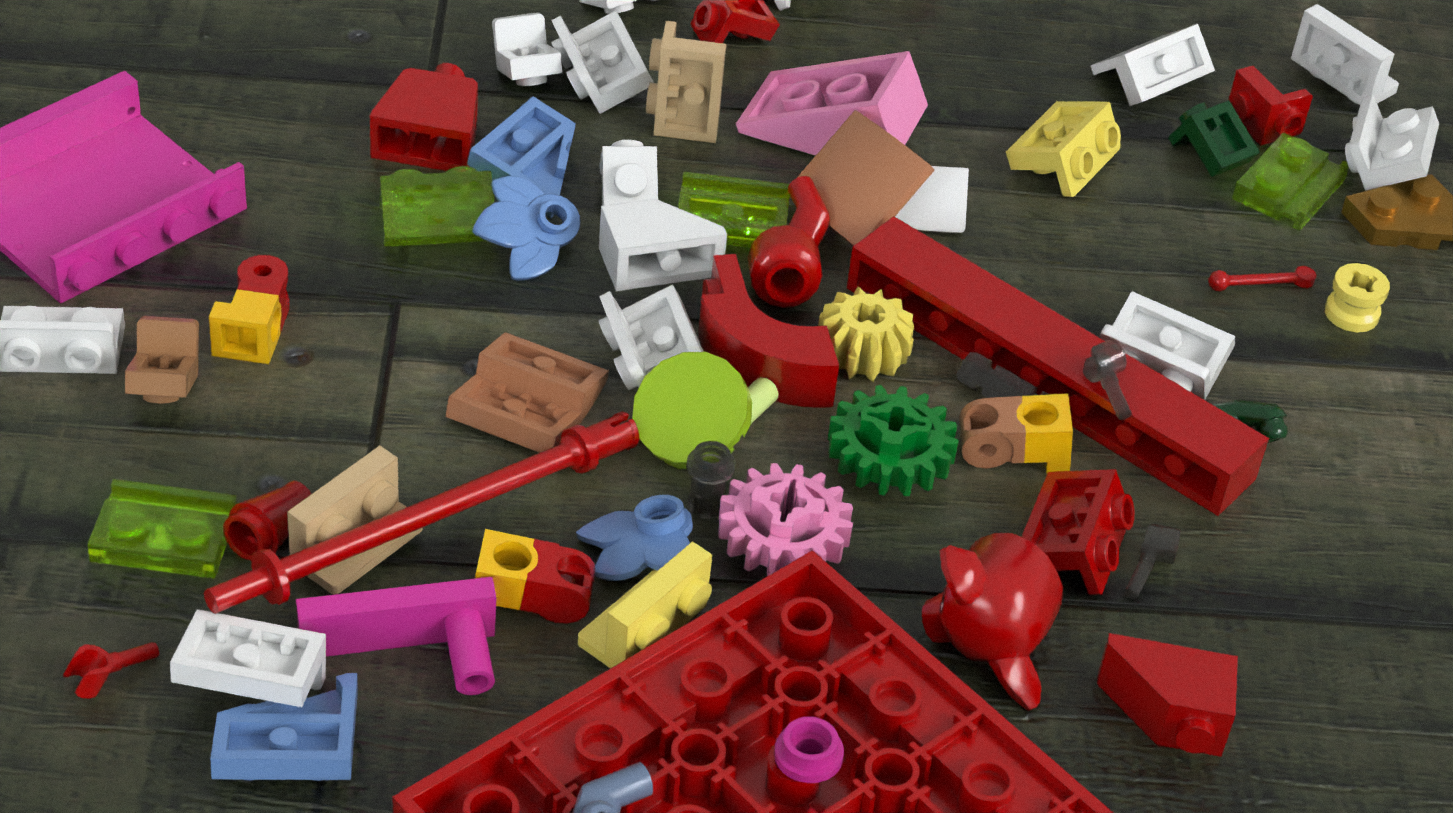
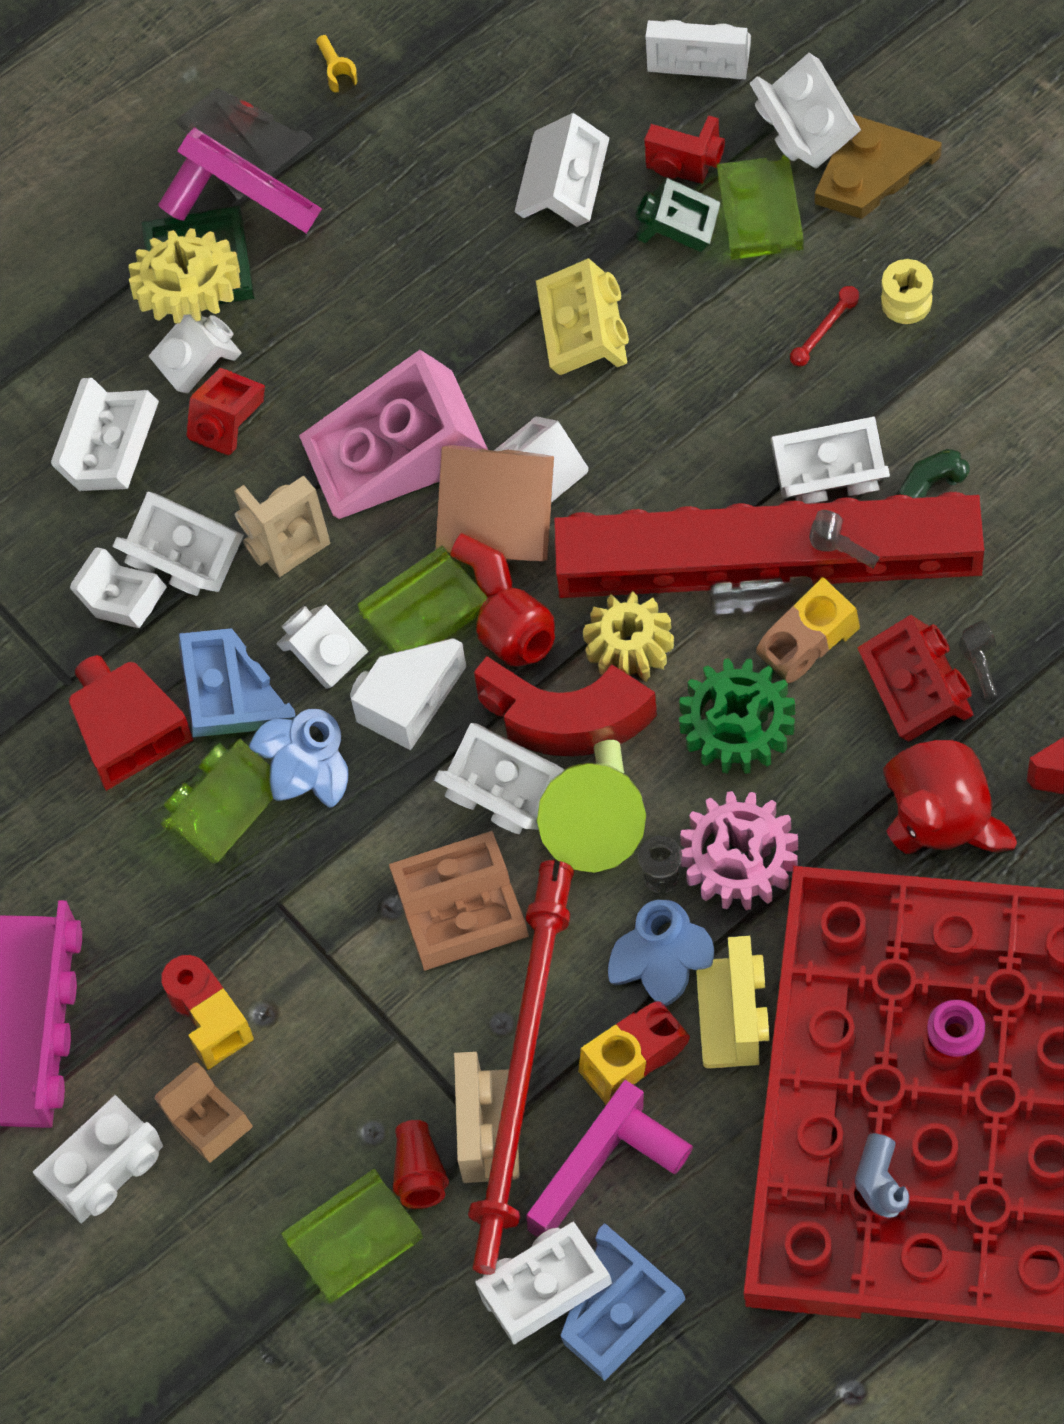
camera: 30 degrees left, 20 degrees up
(96, 664) = (444, 1371): red hand -> none

